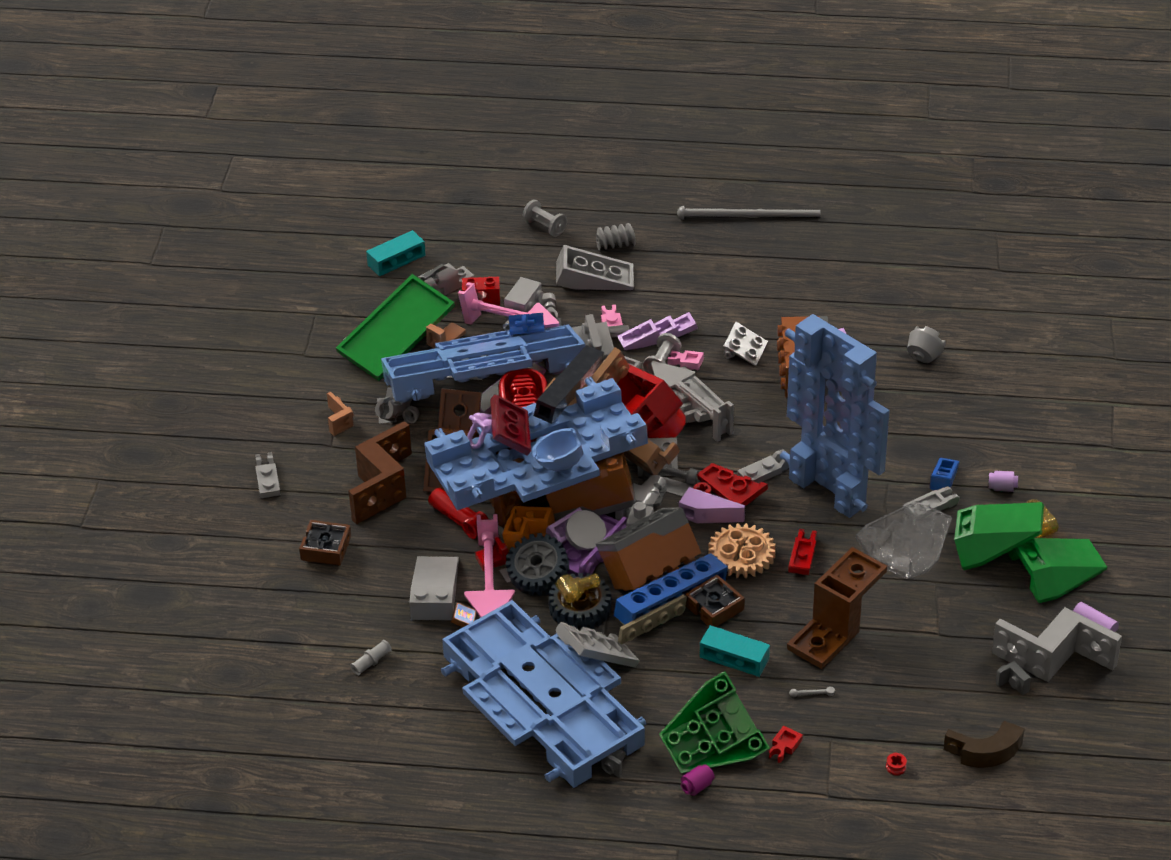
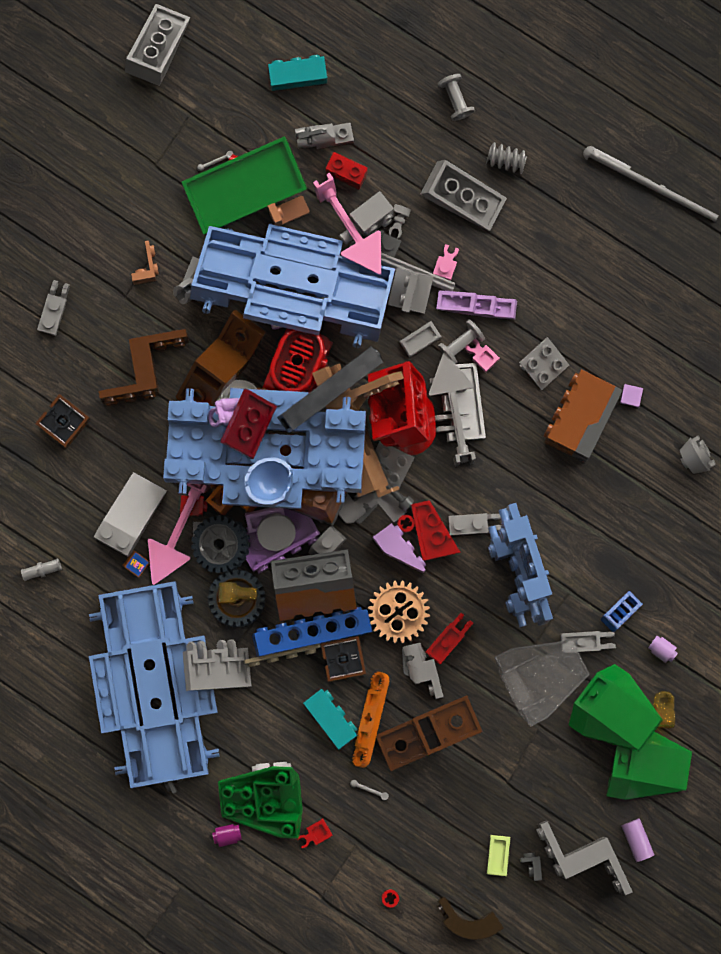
camera: 20 degrees right, 40 degrees up
(257, 282) = (156, 44): none -> light grey slope
(526, 323) = (348, 265): blue hips -> none
(774, 635) = (368, 729): none -> orange piece
(794, 581) = (420, 669): none -> light grey plate
(974, 688) = (498, 855): none -> yellowish green tile

